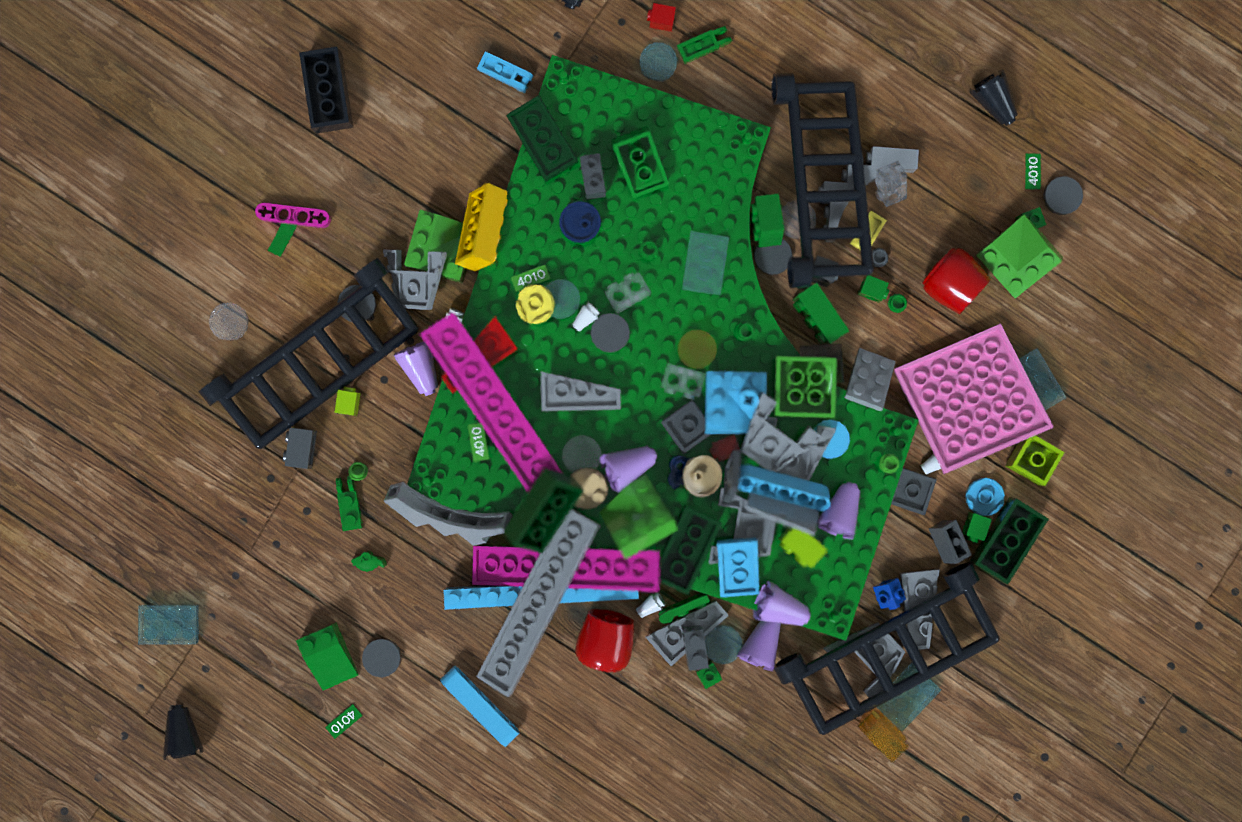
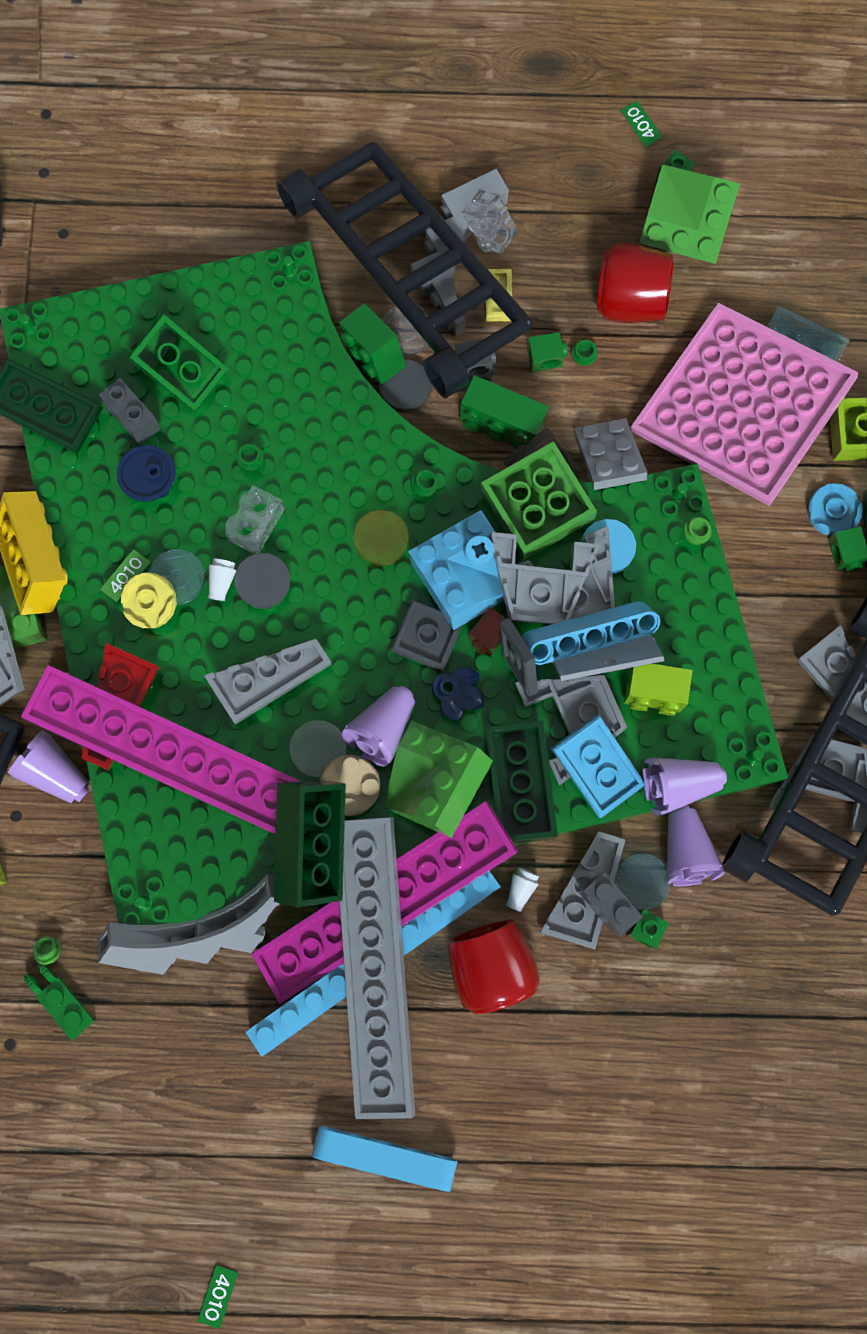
camera: 30 degrees left, 10 degrees down
(327, 656) = (145, 1220): green slope -> none
(368, 561) = (127, 1059): green piece -> none
(381, 657) = (218, 1177): dark grey tile -> none
(478, 442) = (177, 812): bright green sticker -> none
(658, 61) = (133, 250): clear light blue tile -> none
(661, 17) = (106, 199): red brick -> none
(682, 607) = (562, 866): green hinge -> none
(684, 376) = (383, 576): clear brick -> none
(702, 45) = (174, 202): green hinge -> none
(702, 476) = (482, 682): tan piece -> none
(705, 263) = (328, 433): clear light blue tile -> none
(842, 513) = (681, 622): lavender cone -> none
(880, 257) = (533, 312): dark grey plate -> none
(889, 594) = (802, 690): blue brick -> none
(913, 491) = (749, 554): dark grey tile -> none
(930, 465) = (748, 509): white cone -> none
(950, 541) = (830, 583): dark grey brick -> none
(996, 97) = (547, 66): black cone -> none
(1063, 195) = (692, 128): dark grey tile -> none

